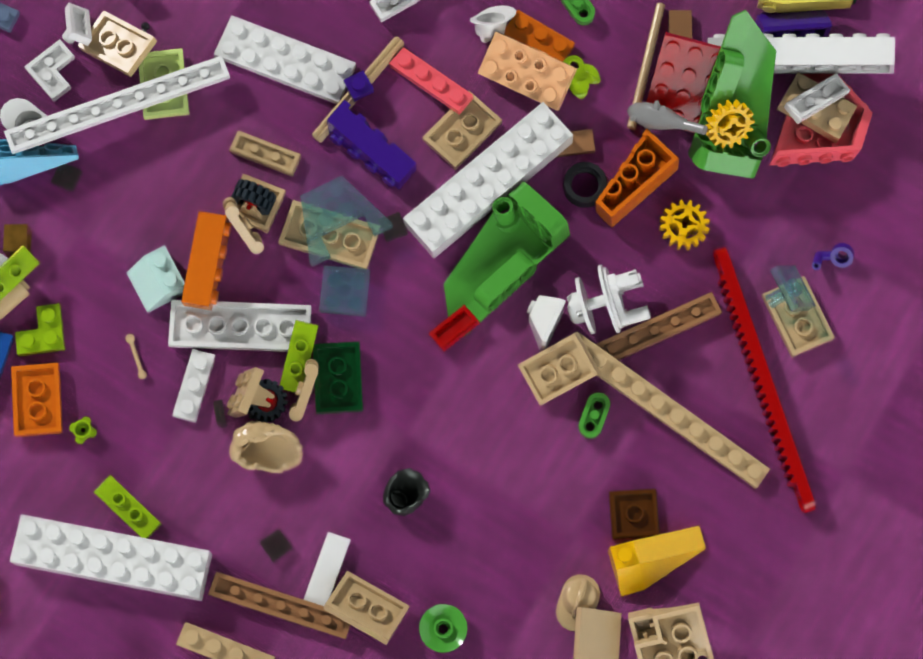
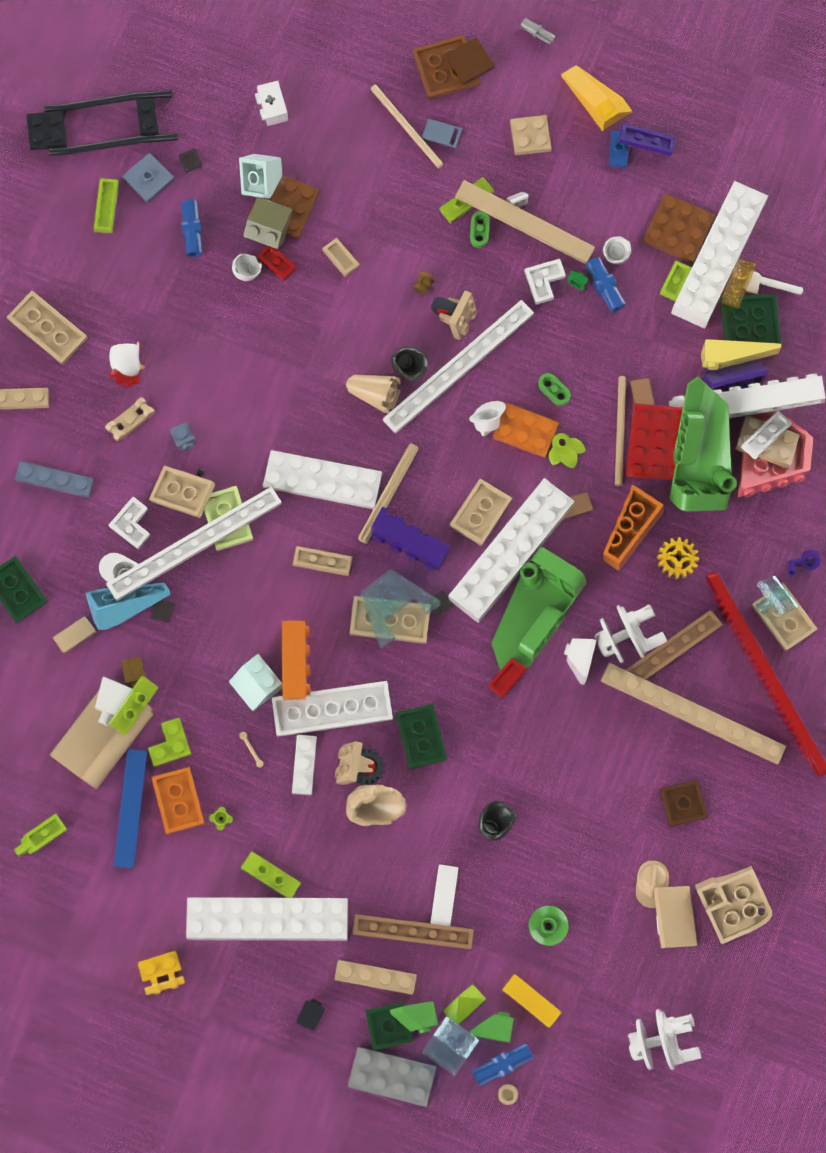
camera: 10 degrees left, 0 degrees up
(77, 25) = (146, 482): white tile -> none
(220, 414) = (331, 784): clear smoke tile -> none
(242, 226) = (319, 625): tan plate -> none
(258, 201) = (323, 604): plate -> none
(276, 545) = (398, 884): clear smoke tile -> none
(299, 352) = (386, 725): lime plate -> none
(304, 390) = (397, 752): tan plate -> none
(344, 291) = (412, 663): clear light blue plate -> none
(358, 86) = (388, 491): dark purple plate -> none
(366, 607) = (483, 920): tan plate -> none
(431, 80) = (447, 475): coral plate -> none
(527, 70) = (525, 454): light nougat plate -> none
(558, 368) = (600, 696): tan plate -> none
(584, 167) = (590, 553): black tyre -> none
(594, 416) = (635, 729): bright green plate -> none
(649, 559) = (703, 838): yellow wedge -> none
(659, 117) = (643, 474): light grey piece -> none
(729, 124) = (701, 469): yellow gear -> none

